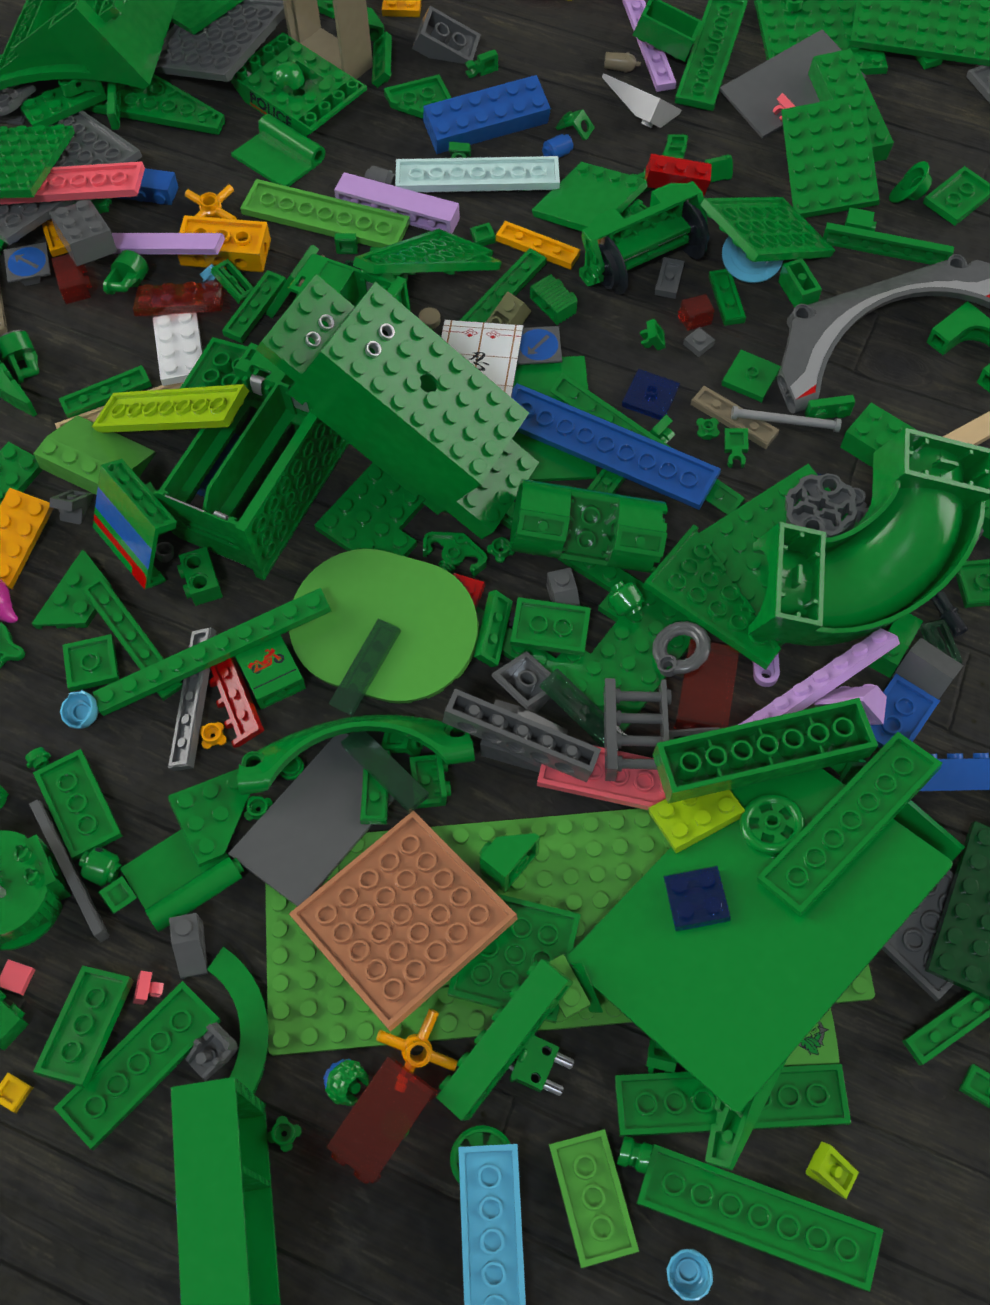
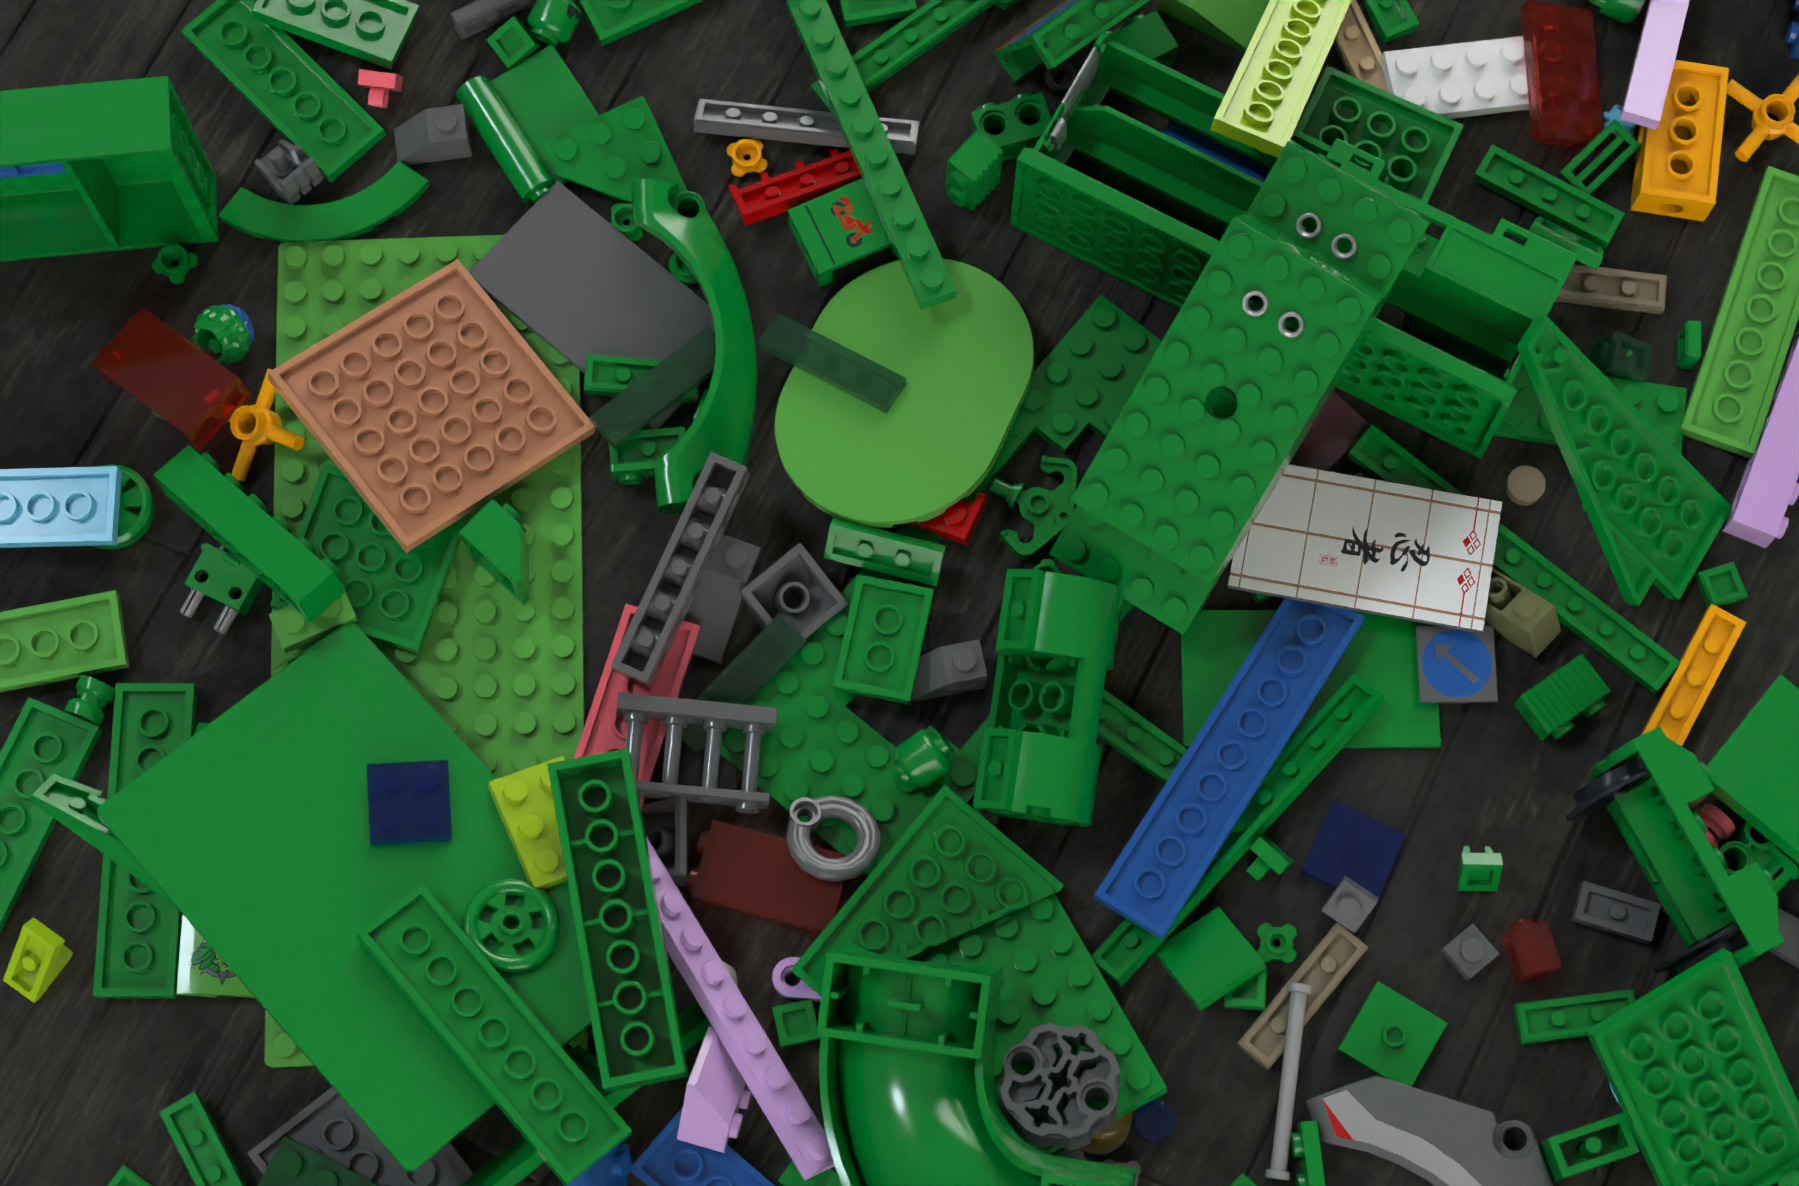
camera: 90 degrees right, 10 degrees up
(232, 590) = (973, 171): none -> green brick
(681, 392) = (1350, 904): none -> dark grey plate
(725, 452) = (1209, 958): none -> green tile
(794, 669) = (795, 1023): none -> green plate

